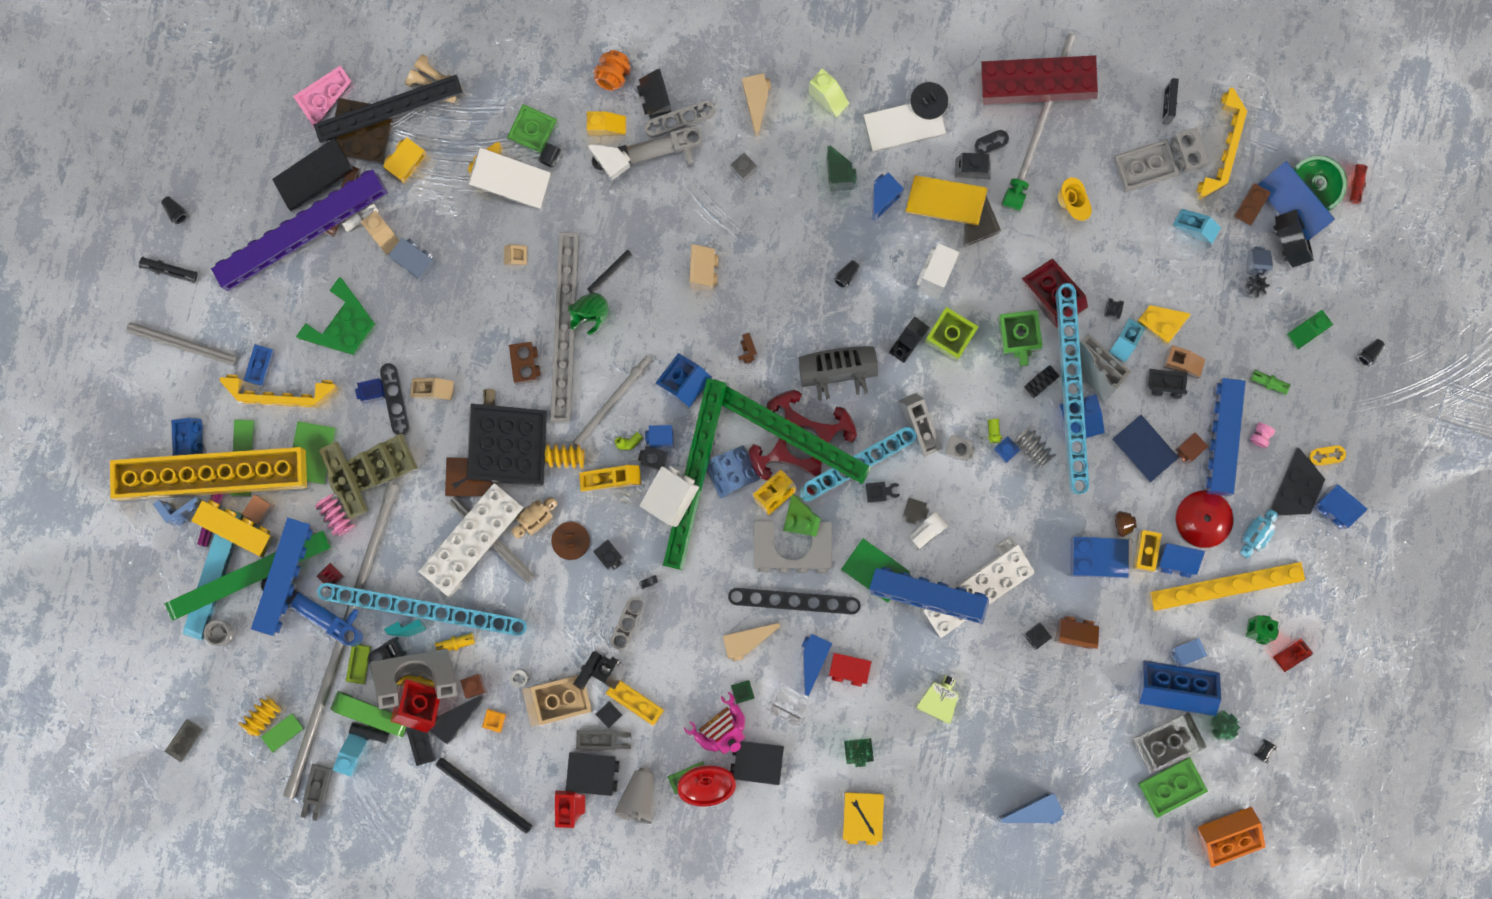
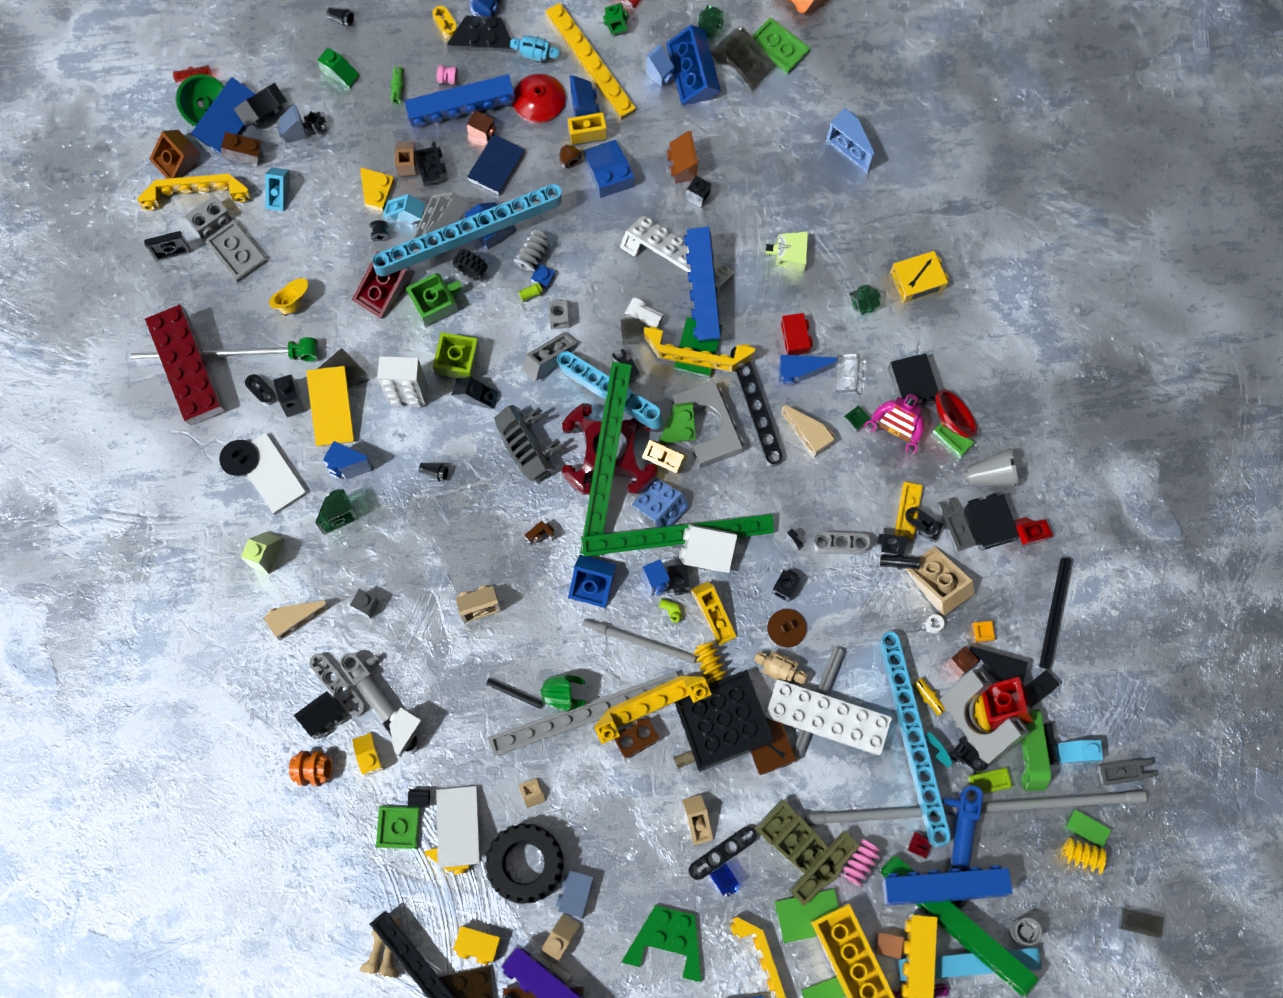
camera: 115 degrees left, 10 degrees down
(442, 202) = (496, 863): none -> black tyre
(550, 383) = (649, 702): none -> yellow slope
(614, 702) = (925, 518): none -> black beam
(895, 530) = (743, 353): none -> yellow slope
(1271, 138) = (174, 154): none -> dark orange slope

